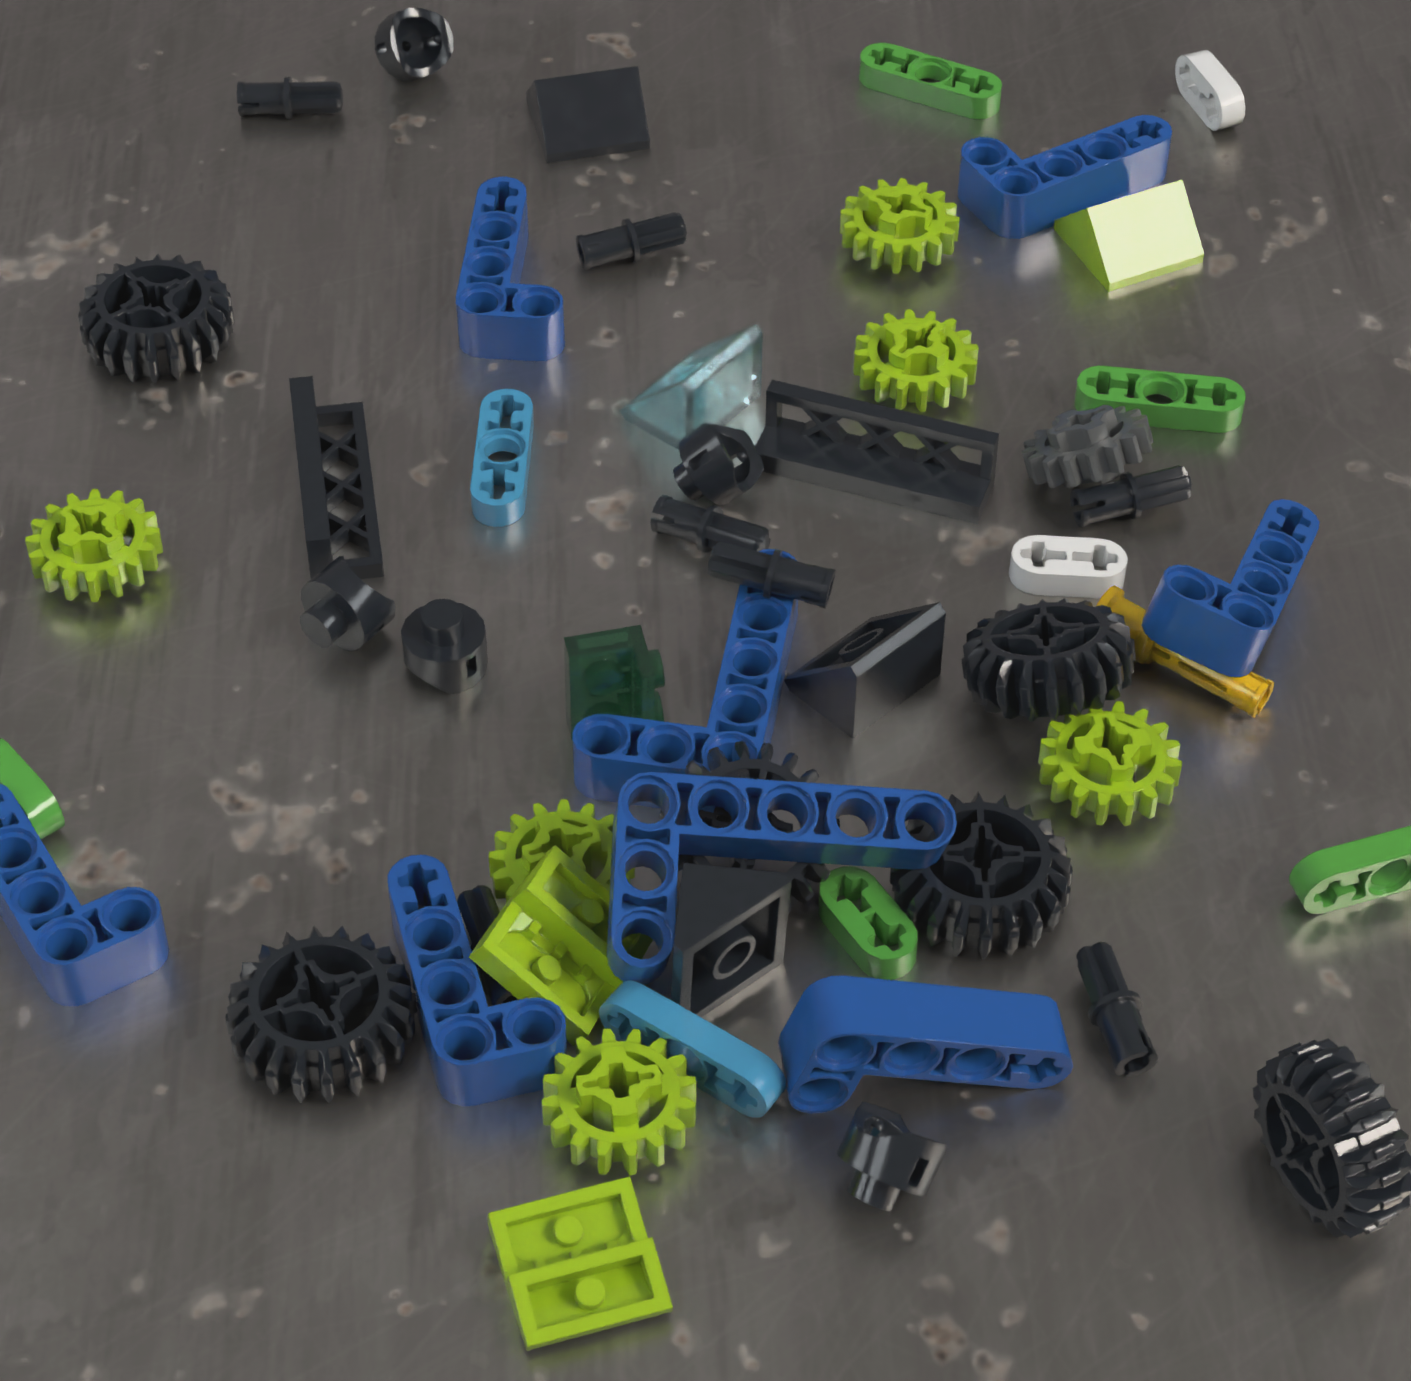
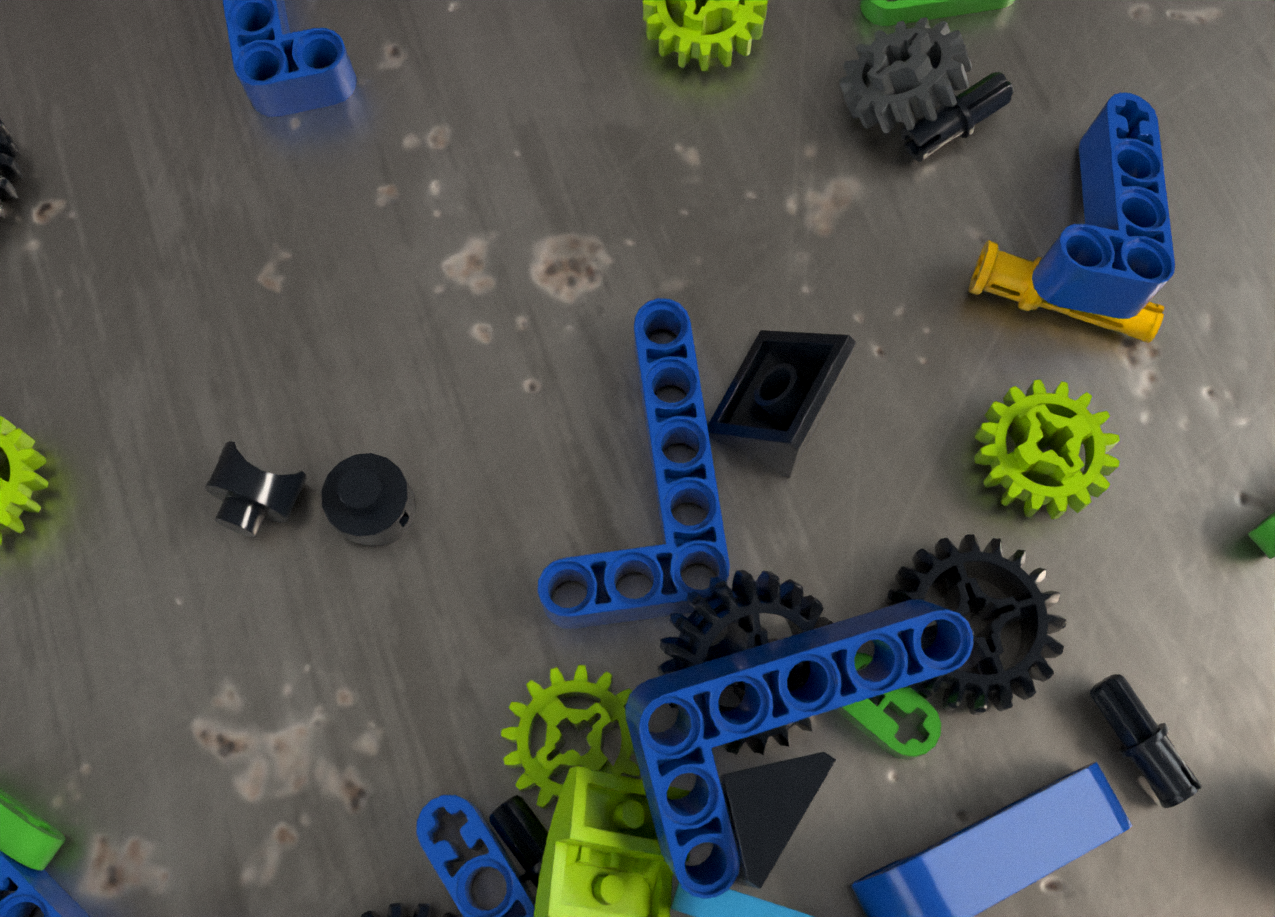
camera: 15 degrees left, 25 degrees up
(315, 482) = (168, 337): black fence -> none
(511, 474) = (326, 222): dark azure beam -> none
(612, 676) = (550, 518): clear green bracket -> none
(701, 388) = (507, 104): clear light blue slope -> none
(706, 526) = (576, 274): black axle -> none
(709, 465) = (550, 206): black piece -> none
(772, 573) = (670, 341): black axle -> none
(877, 462) = (704, 141): black fence -> none
(1048, 659) = (960, 354): black gear -> none
(1067, 566) = (922, 210): white beam -> none

